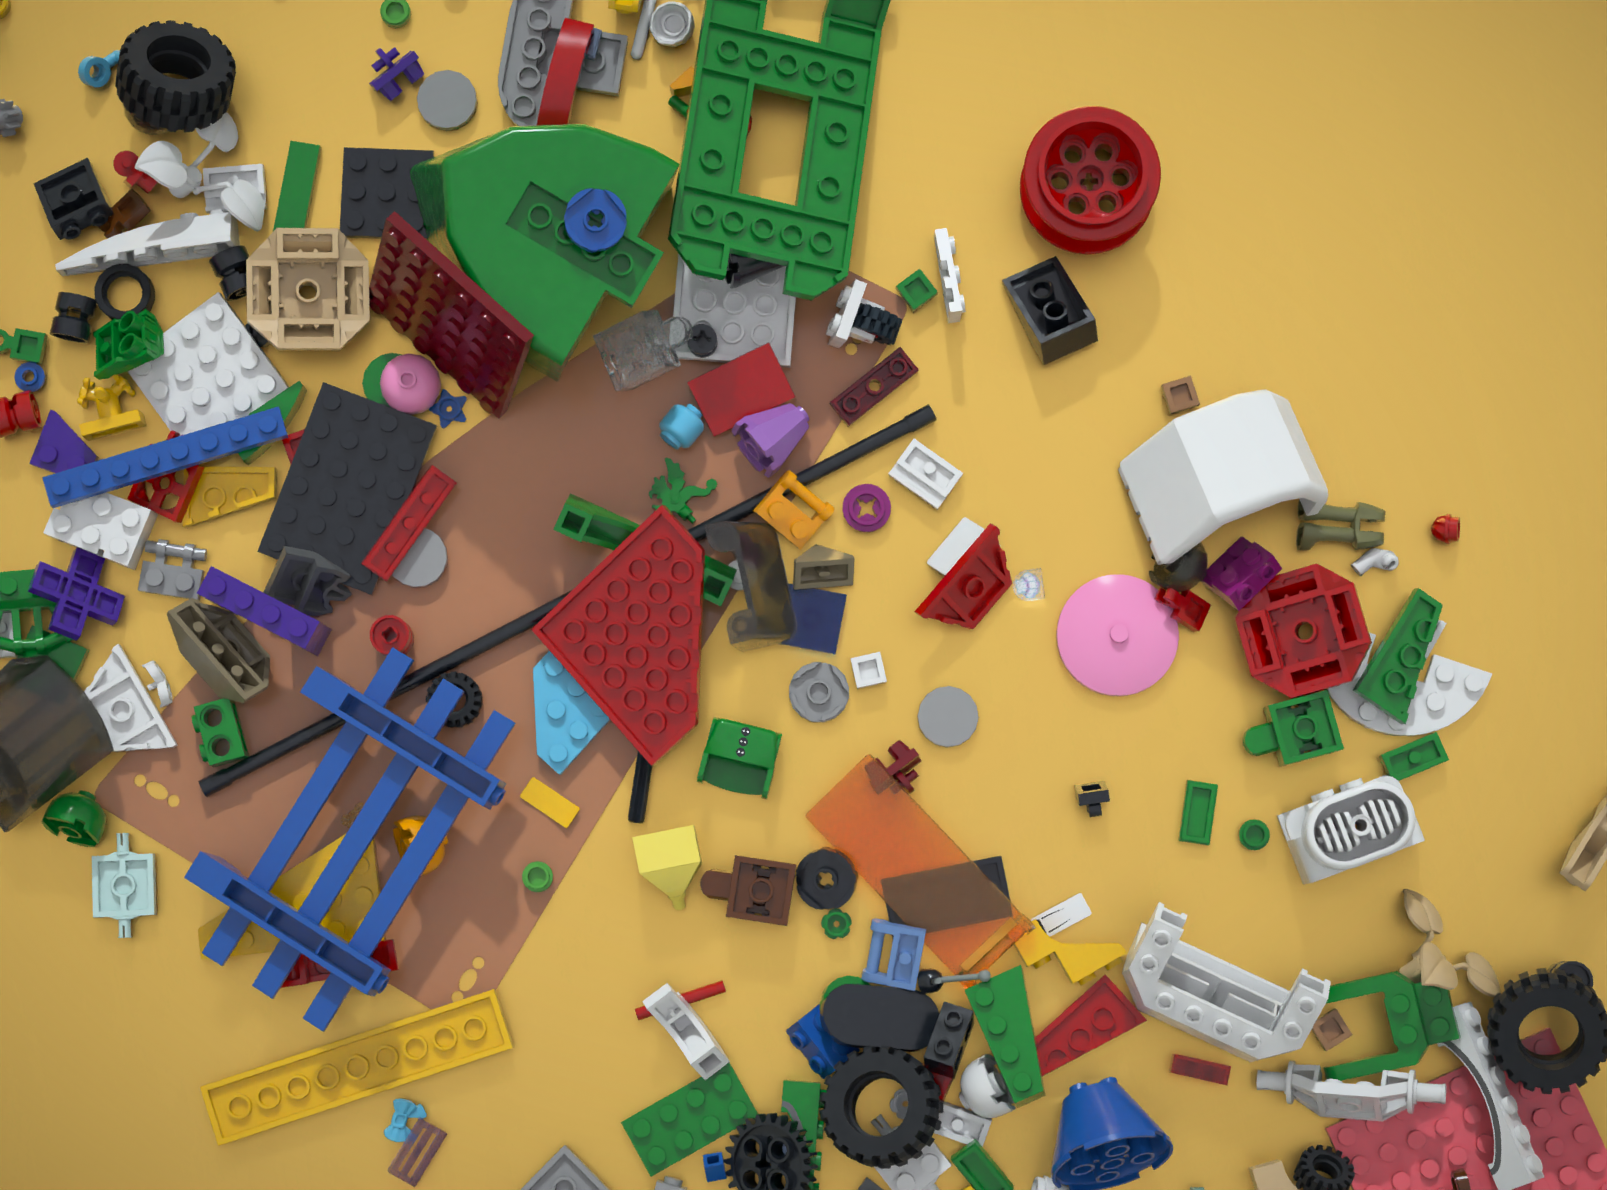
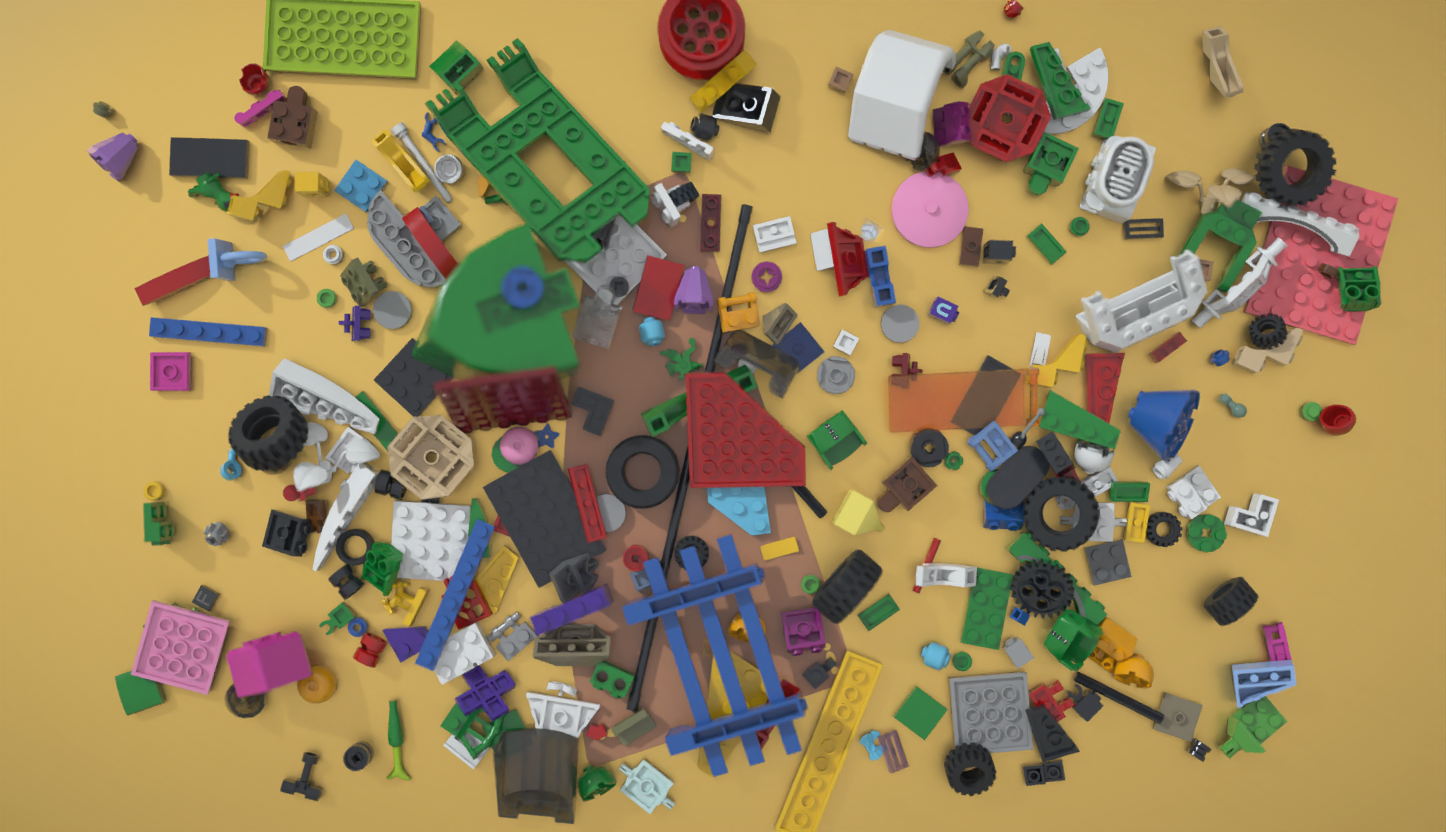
camera: 50 degrees left, 5 degrees up
(140, 769) = (597, 731): none -> red piece
(184, 809) = (633, 726): none -> olive panel
(271, 101) = (320, 397): none -> white wedge
(369, 664) = (640, 579): none -> sand blue tile
(435, 978) = (818, 673): none -> black plate
(445, 33) = (359, 283): none -> olive plate
(472, 915) = (803, 631): none -> magenta plate
(492, 1146) = (920, 713): none -> green tile
(494, 515) = (616, 471): none -> black tyre
(535, 441) = (598, 407): none -> black plate
(569, 917) = (847, 586): none -> black tyre
(573, 989) = (878, 612): none -> green tile
(578, 1105) = (936, 656): none -> medium azure head
(599, 1143) = (962, 661): none -> green tile
(982, 281) = (704, 126): none -> black head
(982, 642) = (879, 276): none -> blue arch
(1008, 755) = (943, 311): none -> dark purple brick
(1056, 256) = (723, 81): none -> yellow arch
(1115, 723) = (971, 246): none -> reddish brown plate
(1135, 760) = (998, 252): none -> black brick
(1243, 1144) = (1220, 357): none -> blue plate
(1301, 896) = (1160, 228): none -> black tile
(1371, 594) = (1014, 71): none -> green plate

